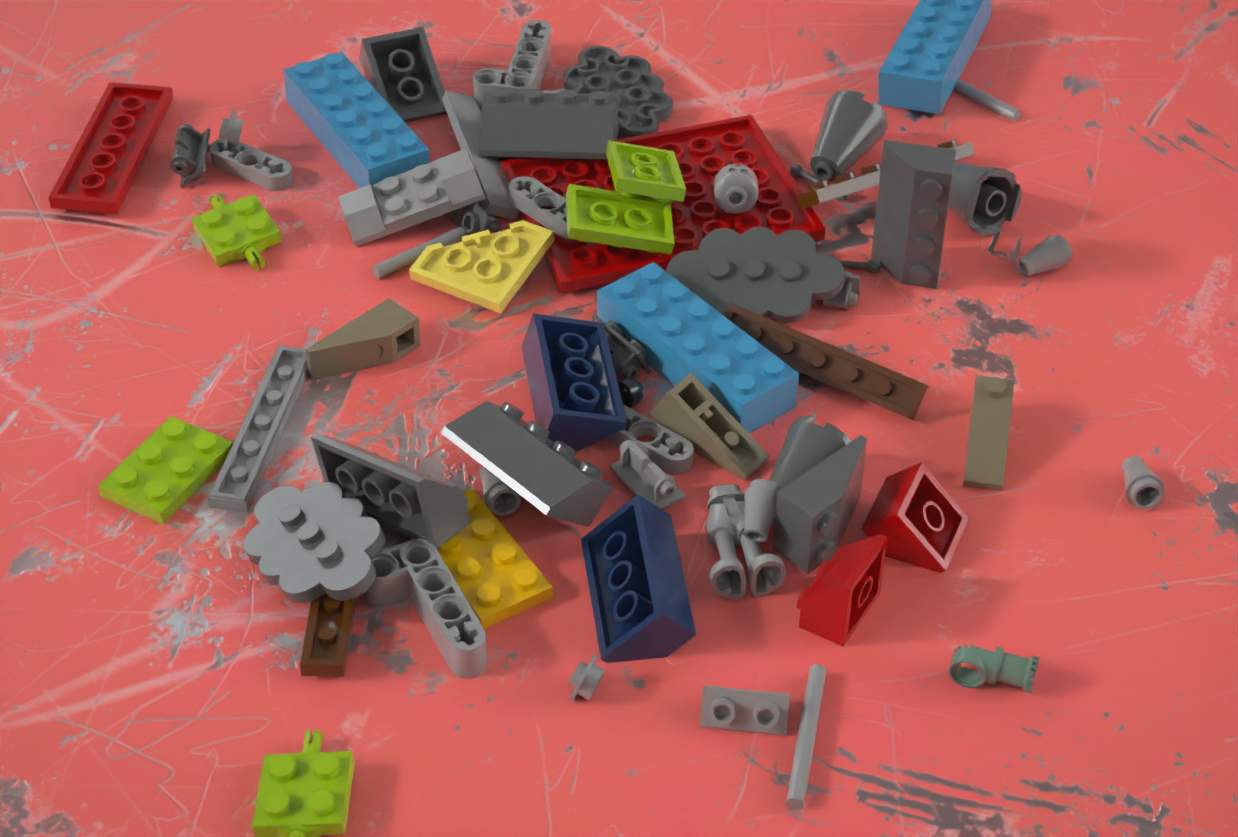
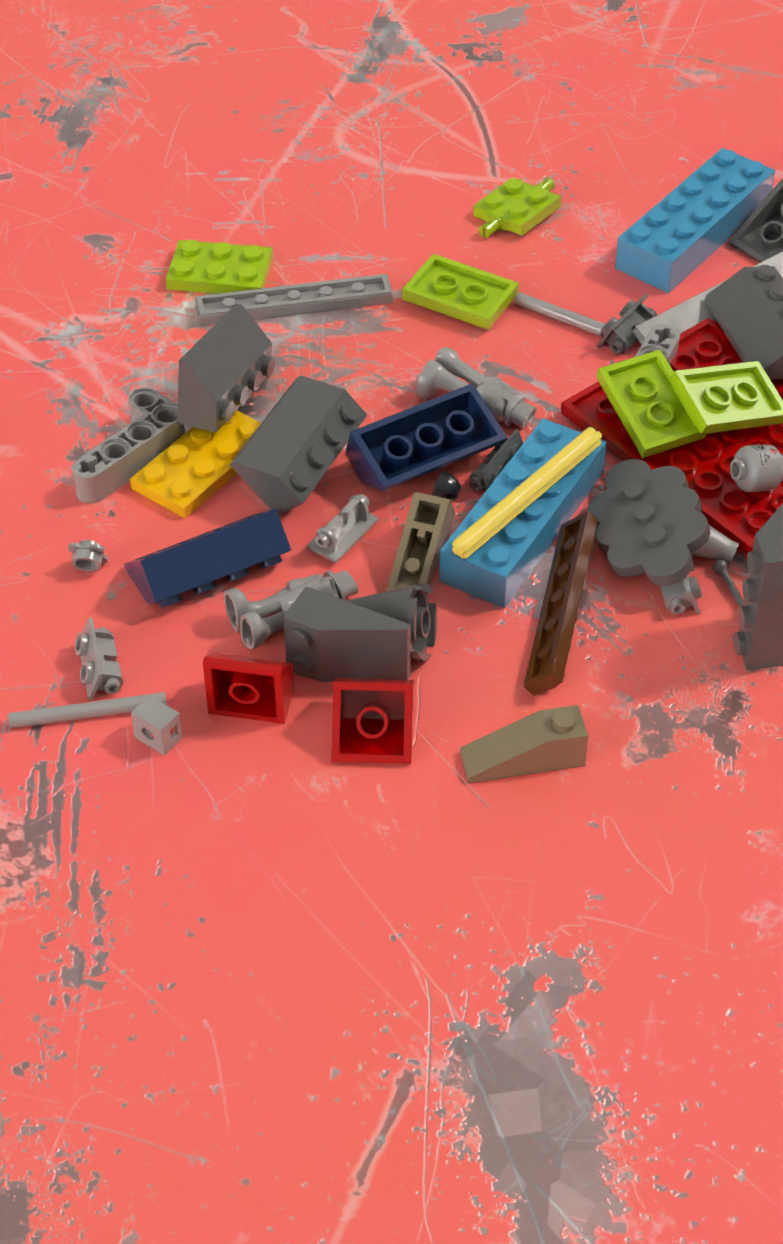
camera: 70 degrees right, 5 degrees up
(111, 148) = (574, 107): red plate -> none
(190, 153) = (601, 144): dark grey hinge -> none
(231, 130) = (623, 151): light grey plate -> none
(268, 172) = (611, 193): light grey beam -> none
(314, 542) = (147, 363): plate -> none
(327, 637) = (102, 396): reddish brown plate -> none
(341, 299) = (460, 291): none -> lime plate
(366, 342) = (416, 317): dark tan slope -> none
(411, 197) = (608, 276): light grey piece -> none
(480, 338) = (499, 396): none -> light grey piece
(484, 265) = (555, 351): light yellow plate -> none
(668, 450) = (392, 504): light grey beam -> none
(712, 322) = (526, 493): none -> light yellow axle
(860, 671) = (158, 719): none -> light grey piece
(992, 667) = (211, 819): sand green connector -> none
(1142, 485) = (519, 883): light grey cone -> none

